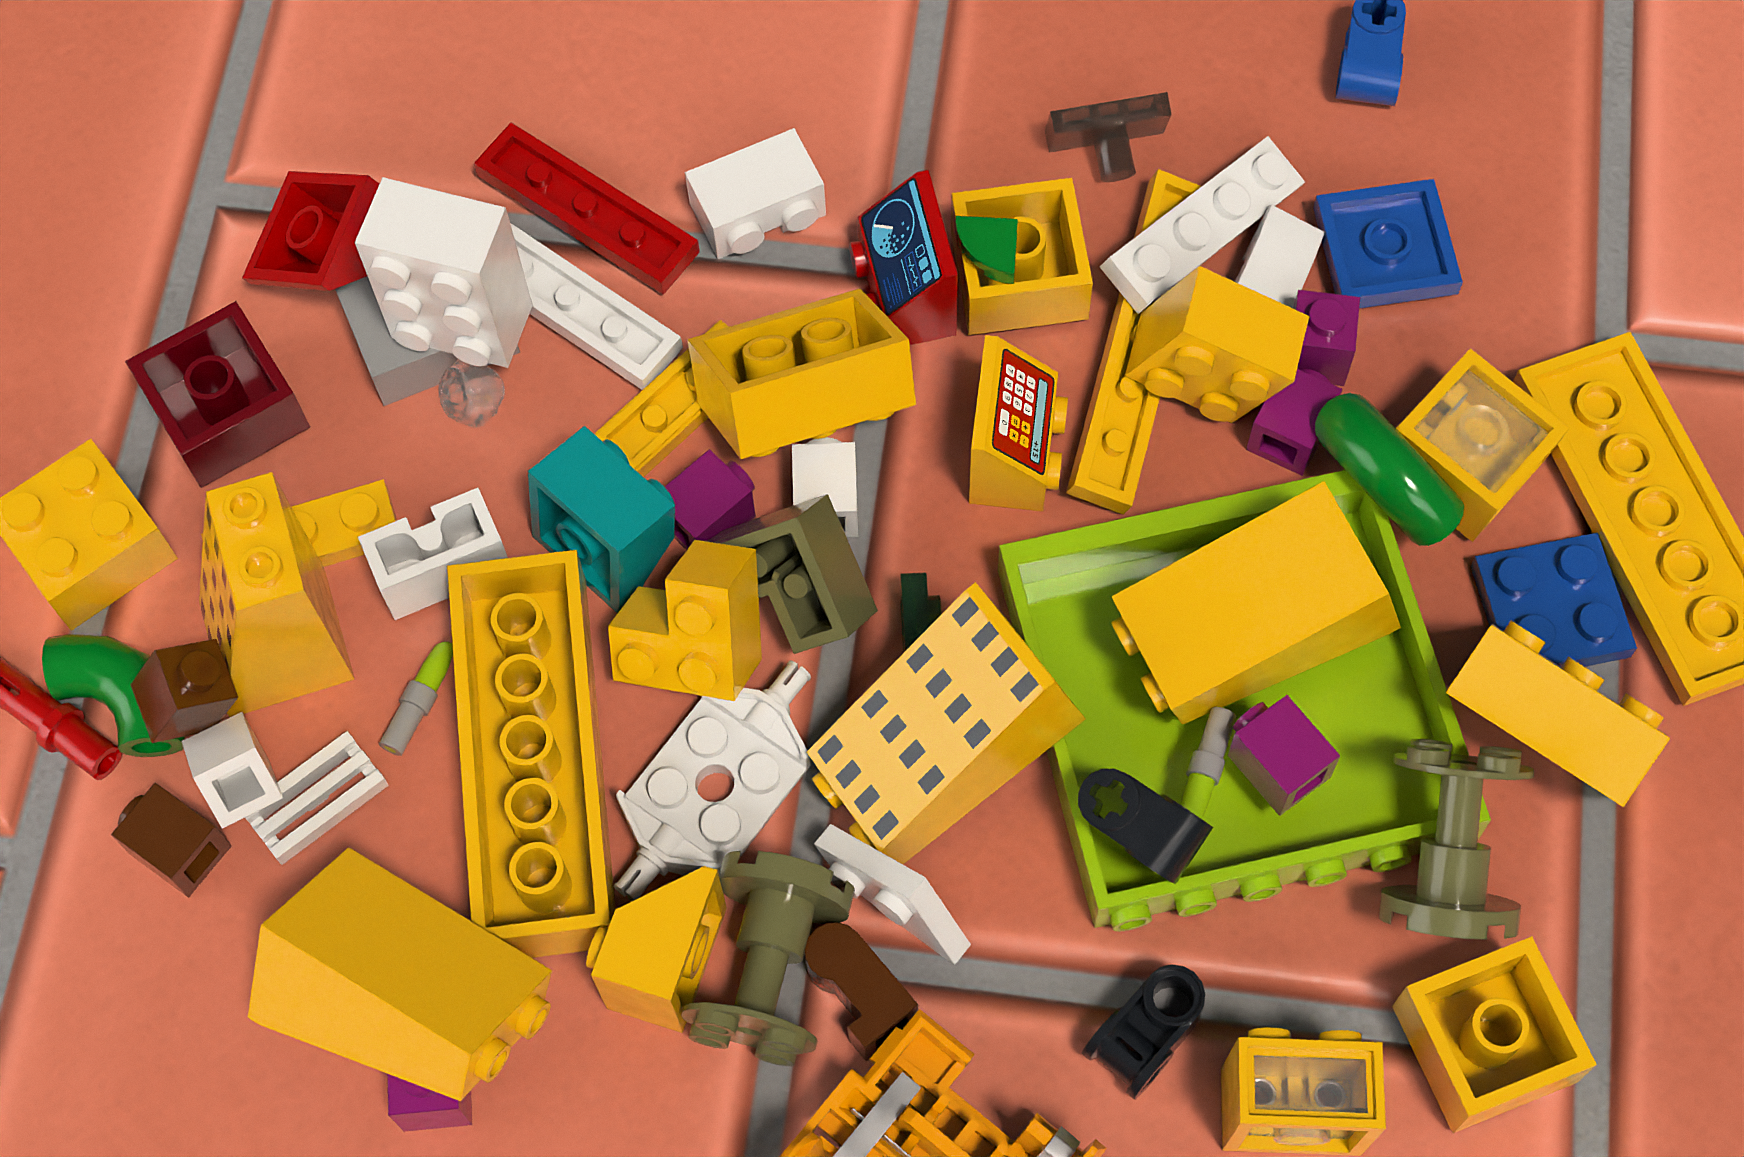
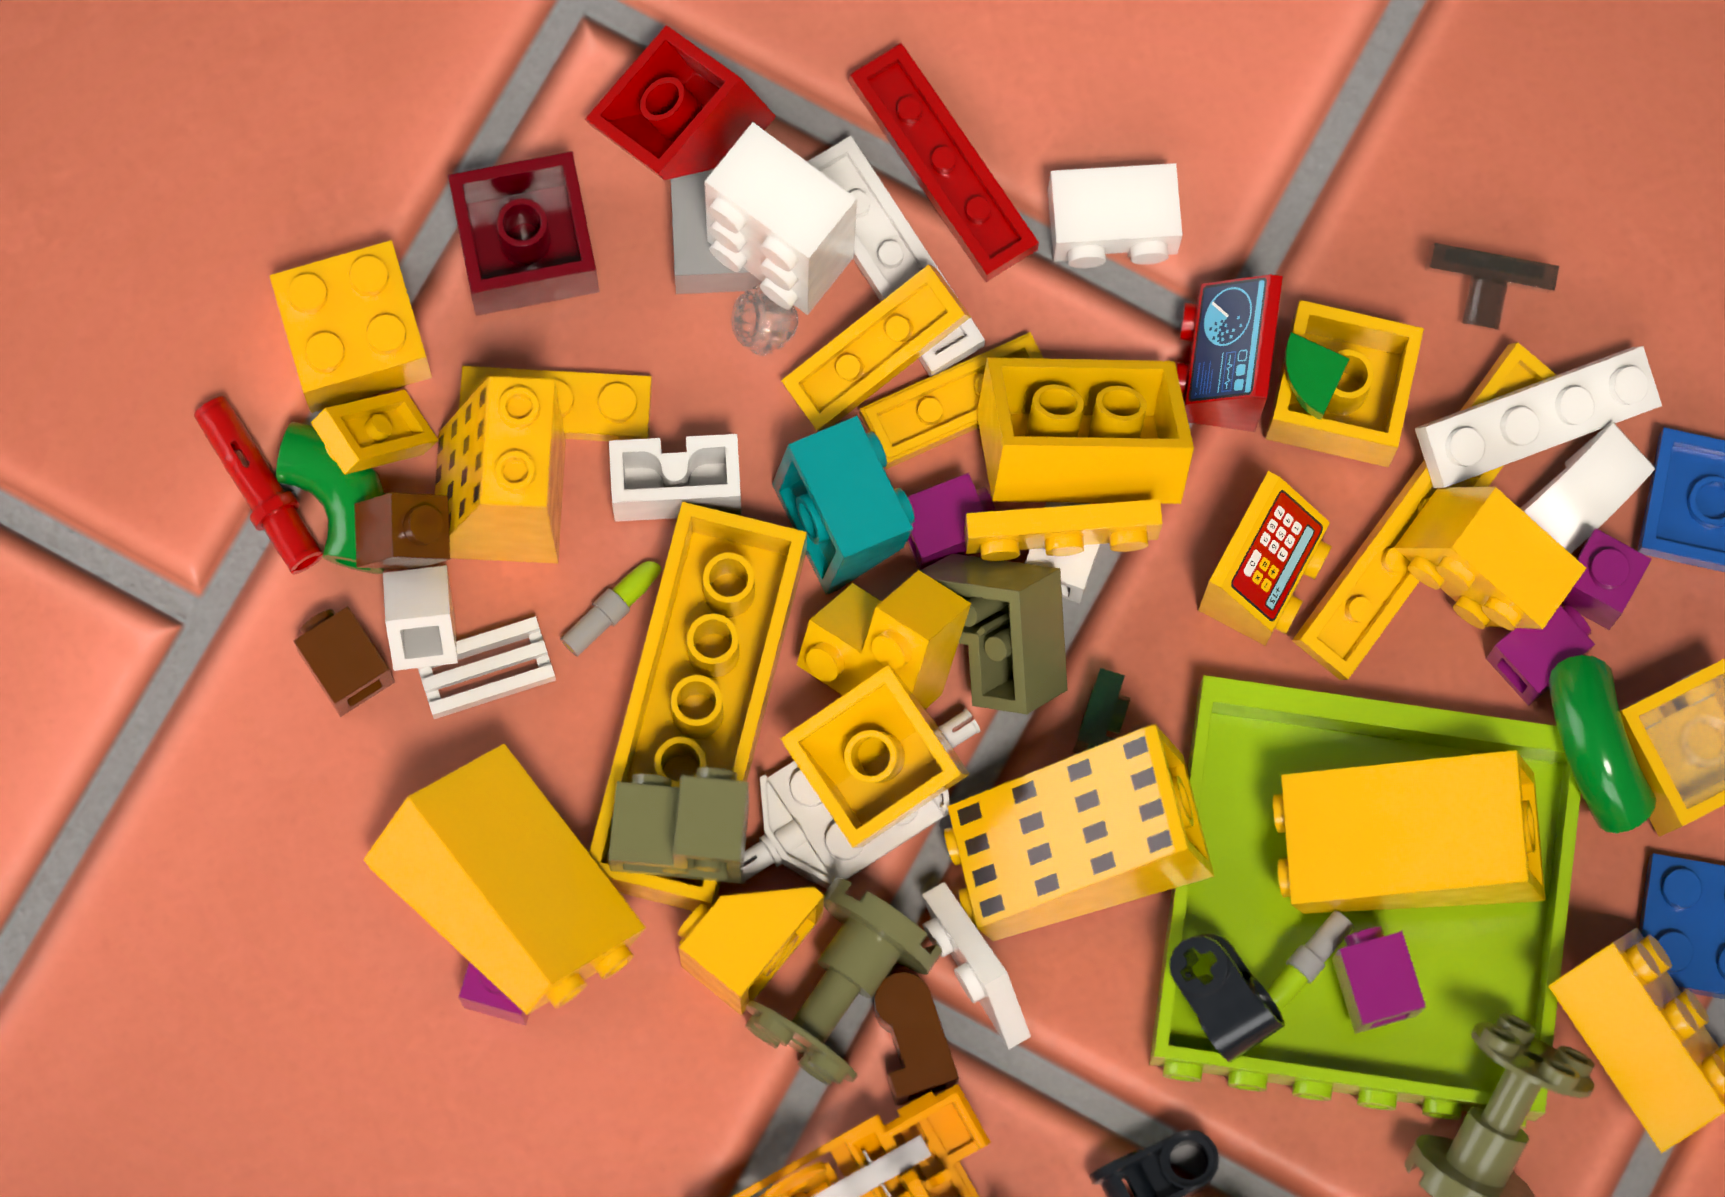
camera: 15 degrees right, 10 degrees up
(130, 616) = (374, 431): none -> yellow plate
(553, 861) = (681, 830): none -> olive brick
(584, 371) = (876, 348): none -> yellow plate
(718, 725) = (874, 757): none -> yellow slope
(815, 458) = (1063, 529): none -> yellow plate

